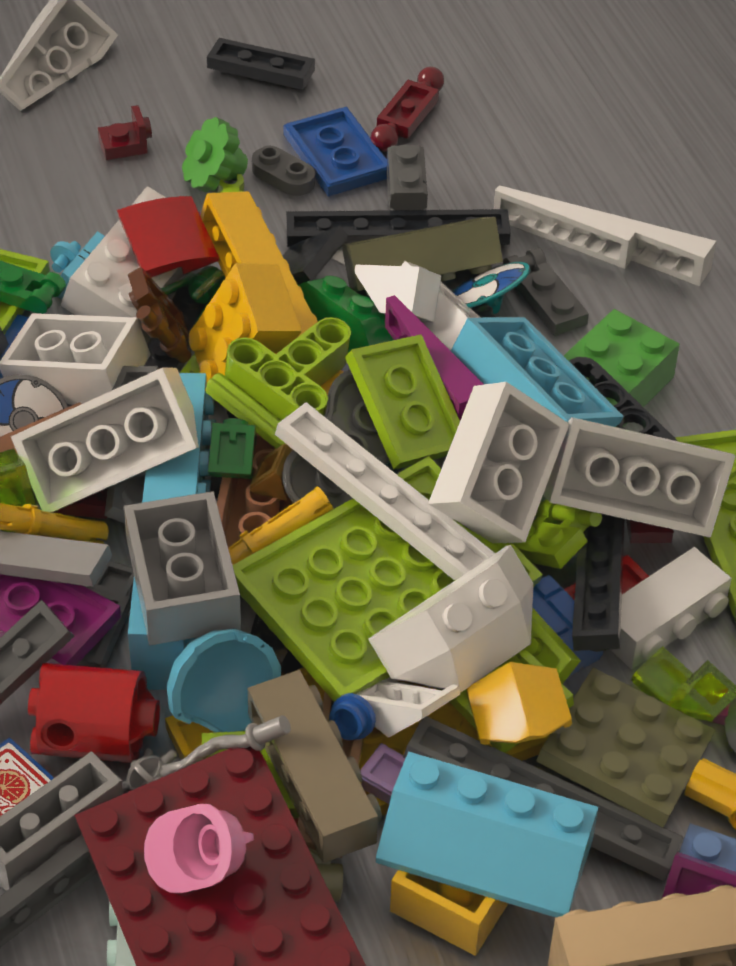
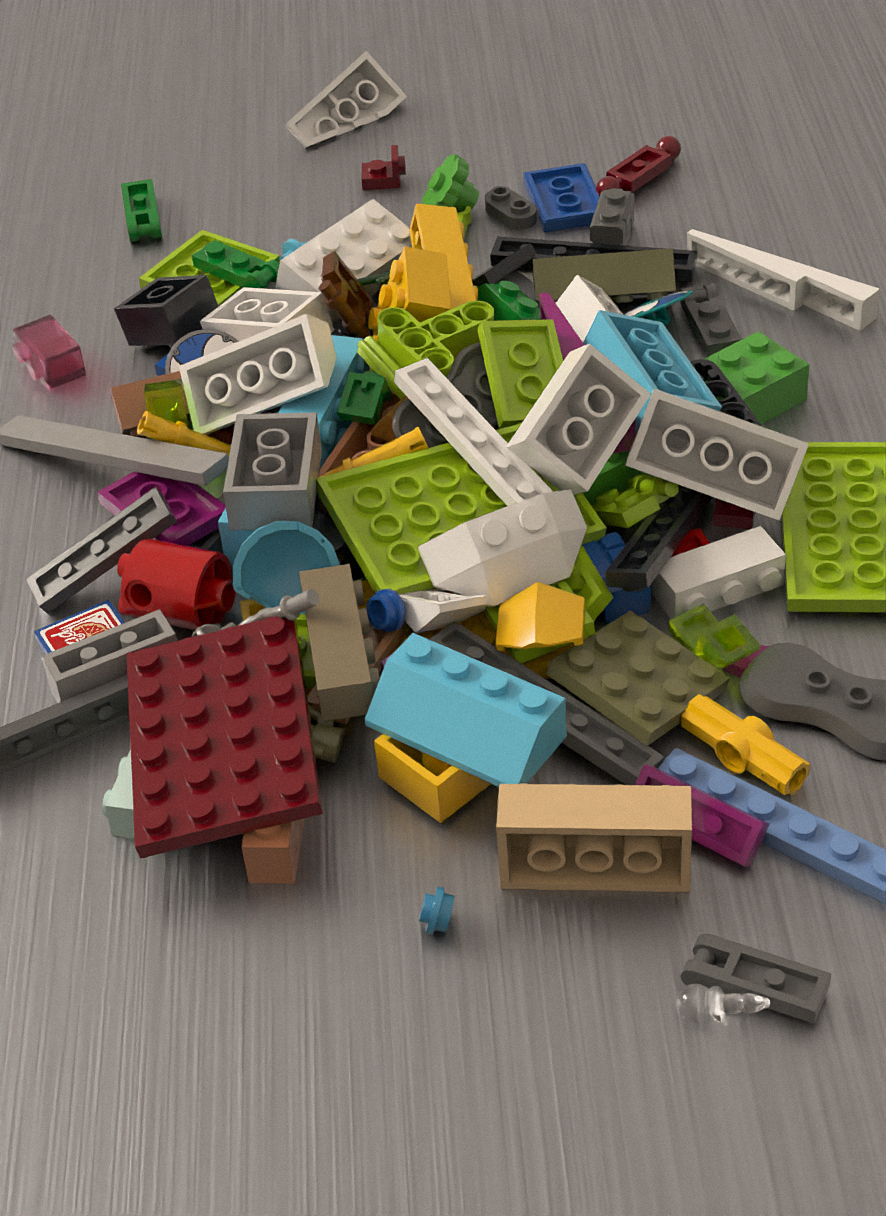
camera: 20 degrees right, 5 degrees down
(167, 235) = (372, 234): red slope -> none
(194, 848) = (204, 679): bright pink piece -> none
(261, 63) = (522, 125): black plate -> none
(411, 285) = (572, 294): white slope -> none

